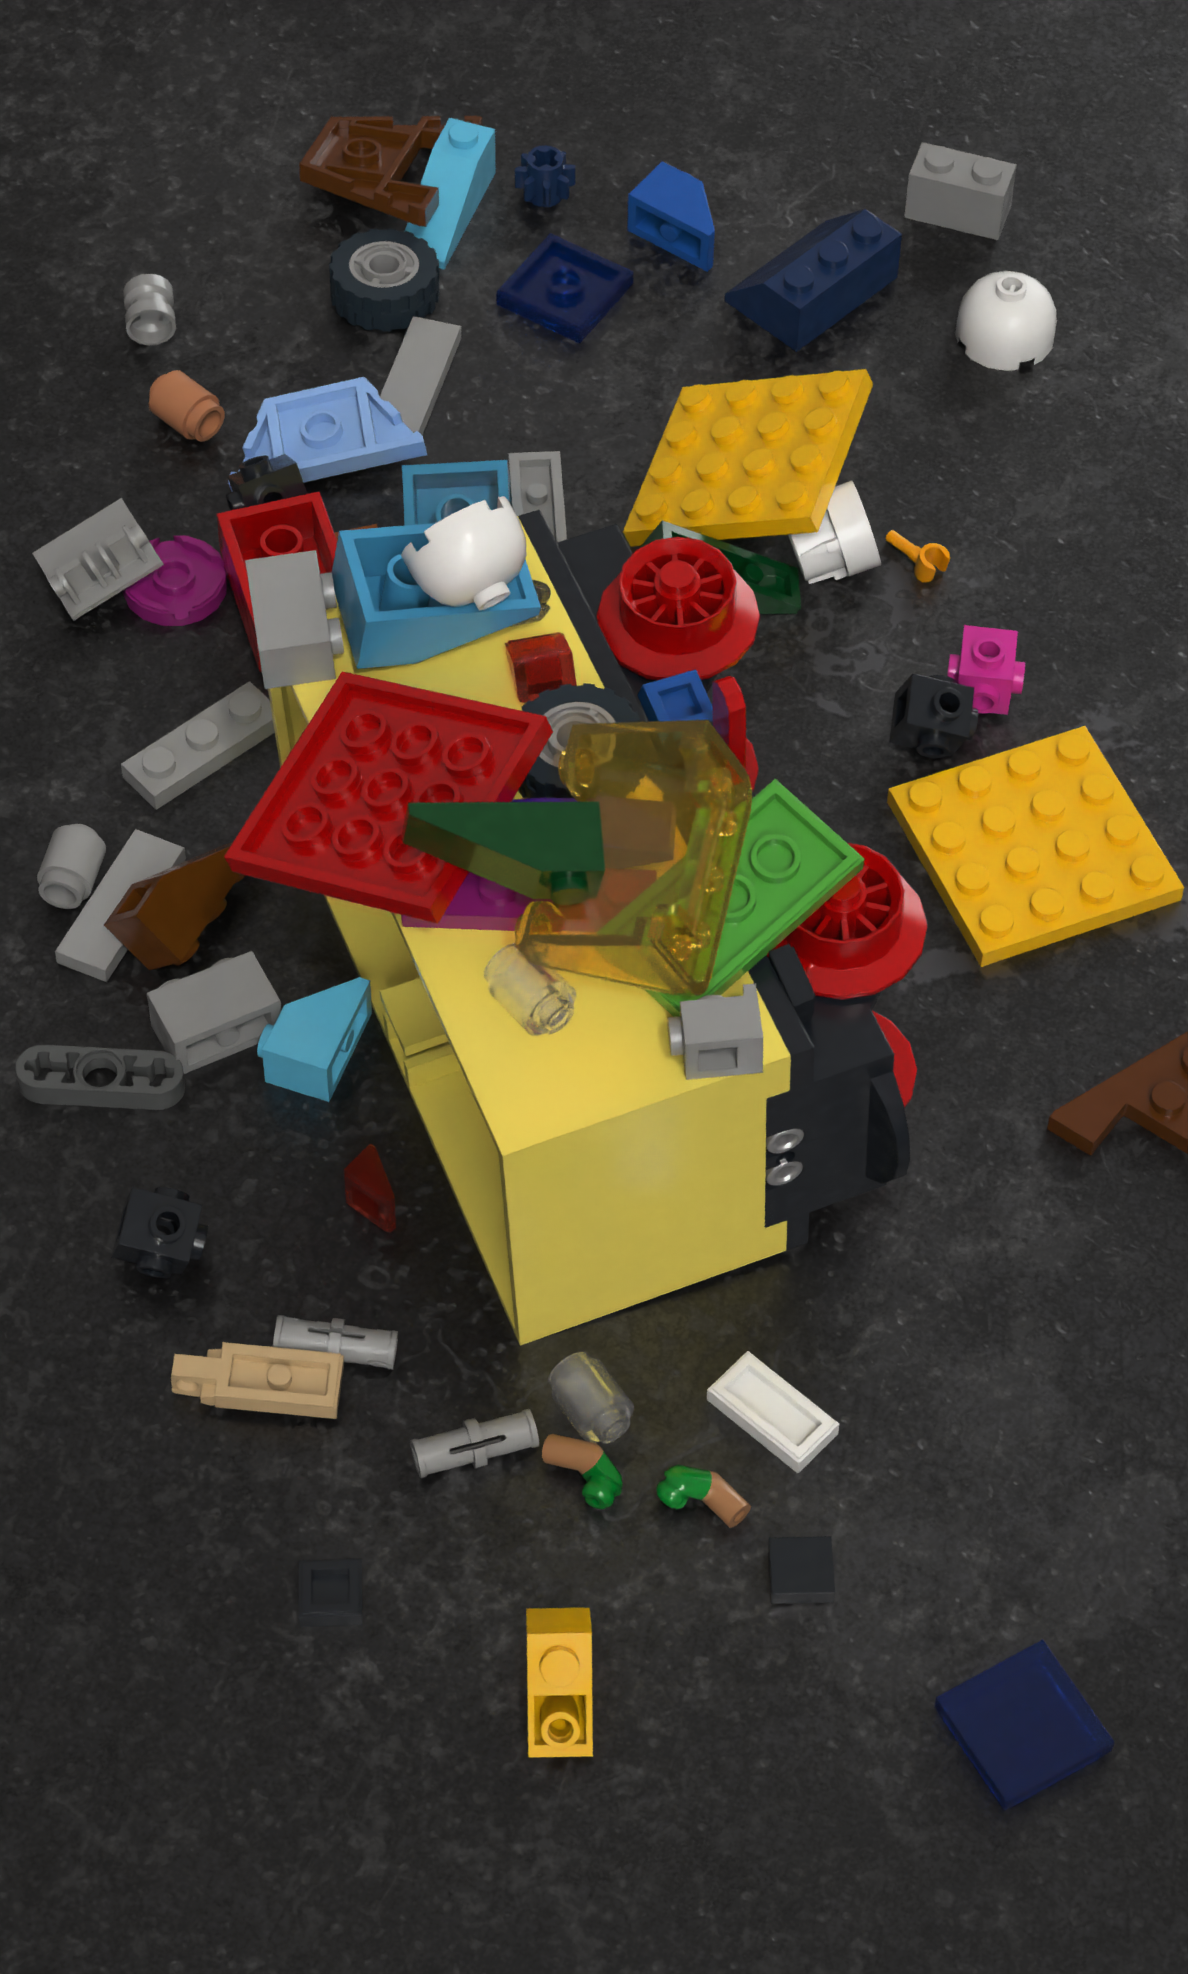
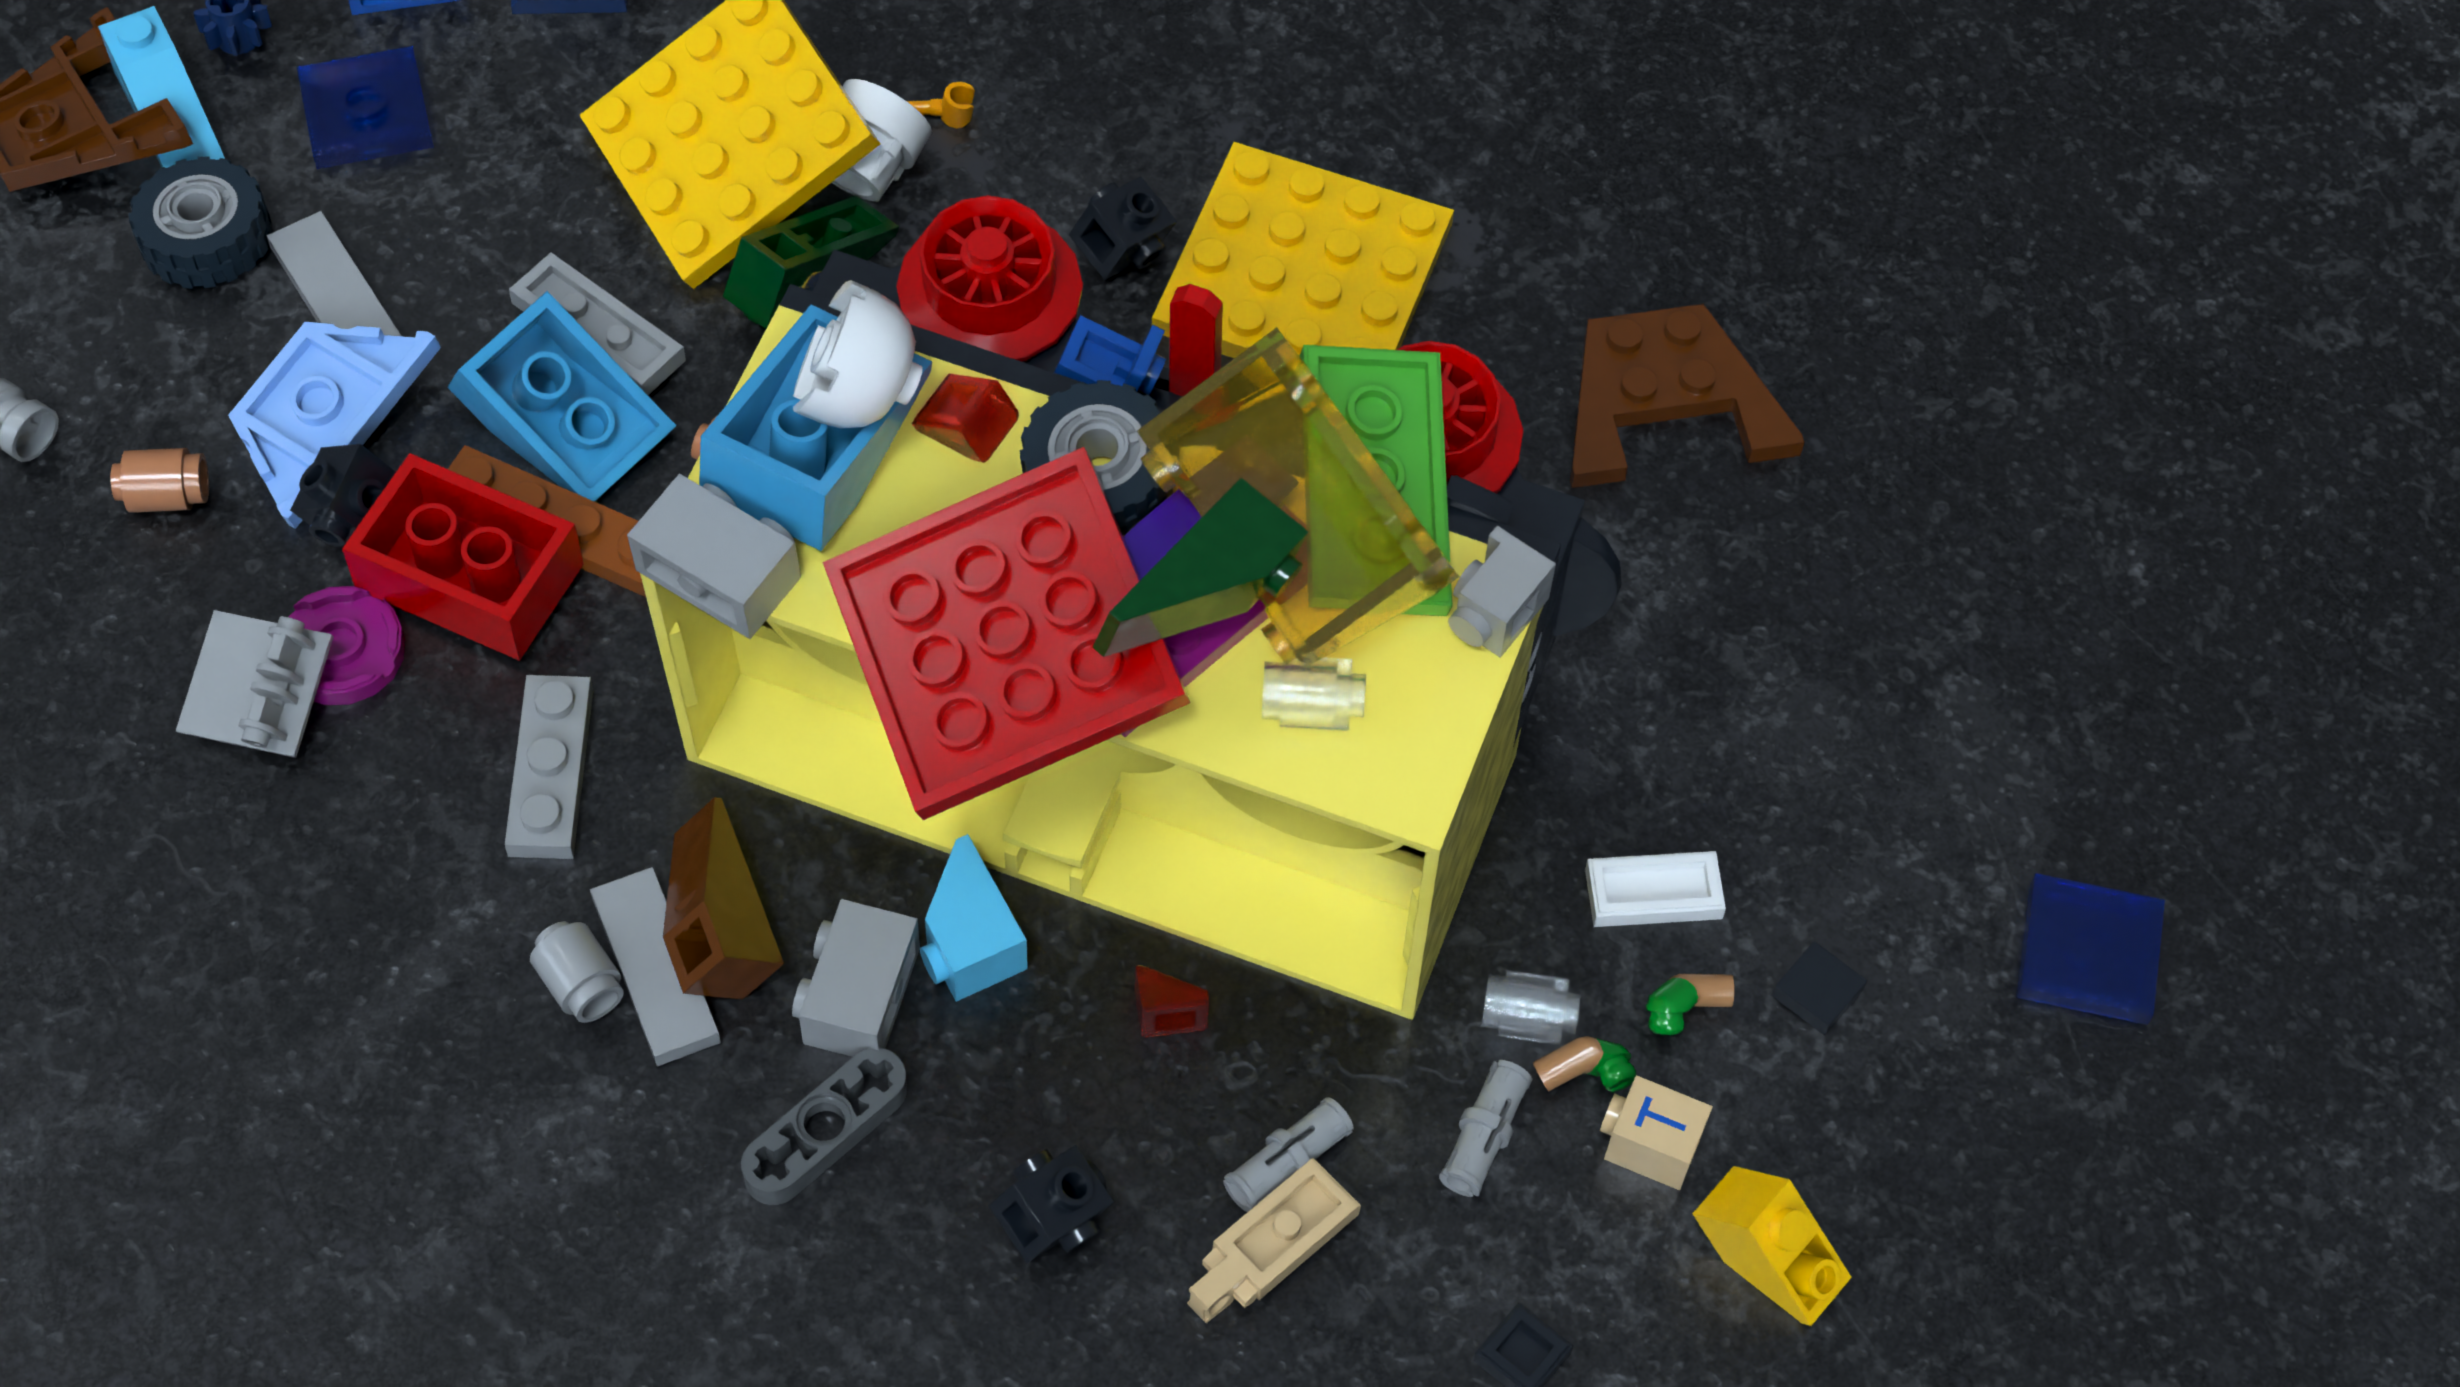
camera: 50 degrees left, 5 degrees up
(573, 1545) = (1654, 1131): none -> tan brick
(991, 675) = (1116, 150): dark pink brick -> none

